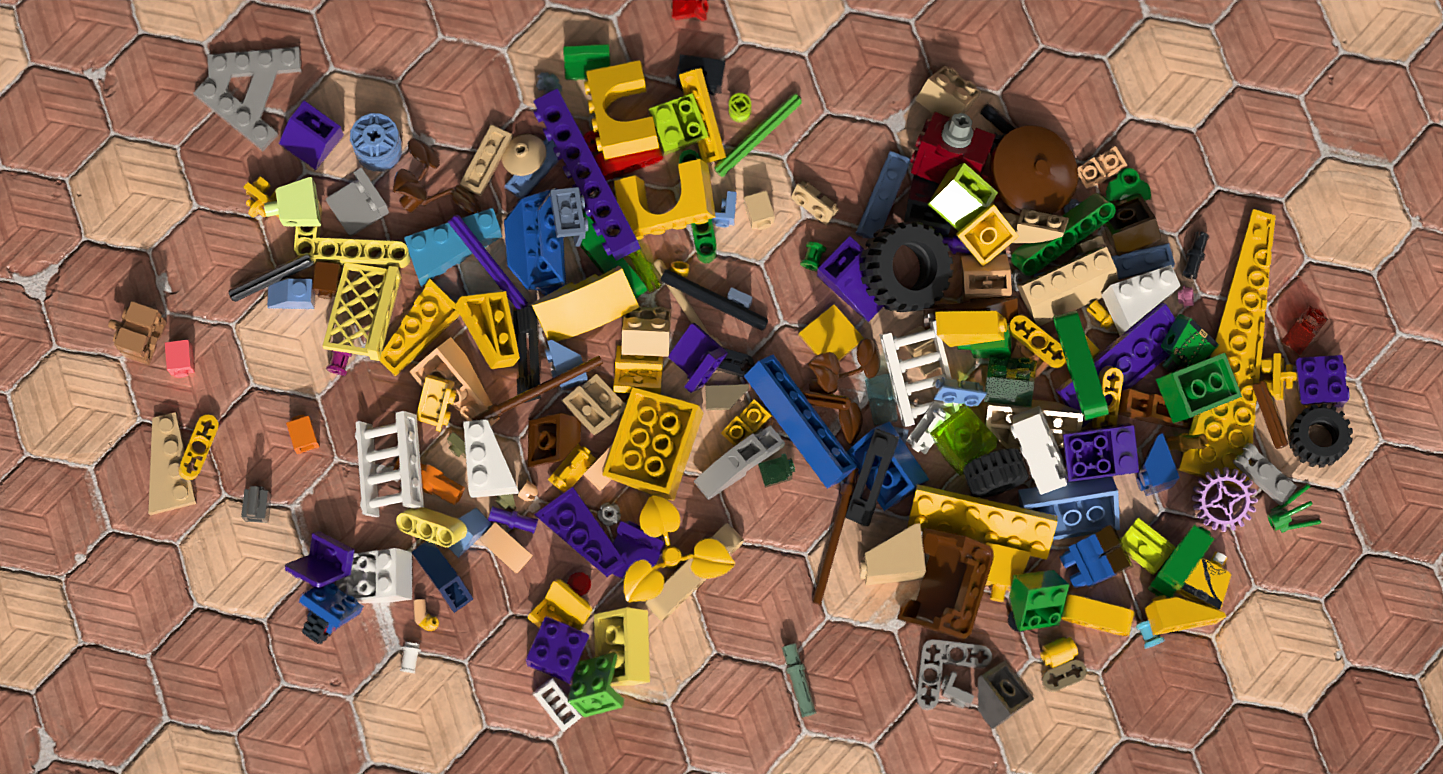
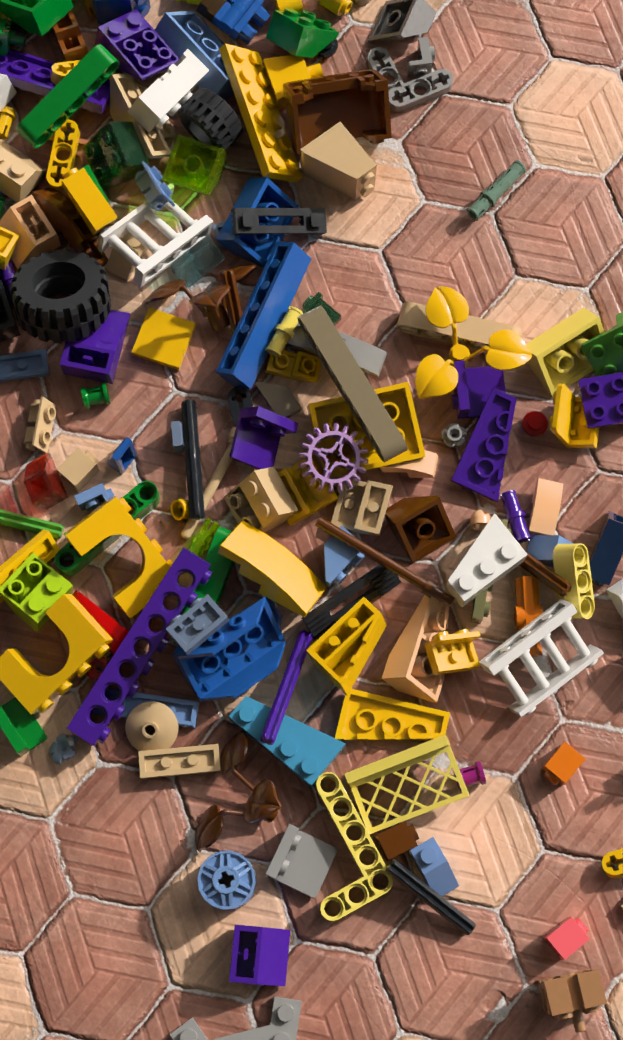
camera: 120 degrees left, 0 degrees up
(257, 192) = (348, 974): yellow hips -> none
(296, 204) = (345, 915): yellowish green torso -> none
(456, 506) = (546, 575): none -> reddish brown axle
(572, 468) = (447, 492): yellow hinge -> none
(658, 383) = (344, 462): none -> lavender gear
(691, 444) = (352, 384): none -> dark tan beam
(749, 247) = (122, 456): none -> blue slope
(764, 175) = (44, 482): none -> clear red slope
(774, 427) = (284, 331): none -> light yellow pin
(847, 492) = (356, 230): reddish brown bar -> none
(920, 437) = (201, 205): white hinge -> none

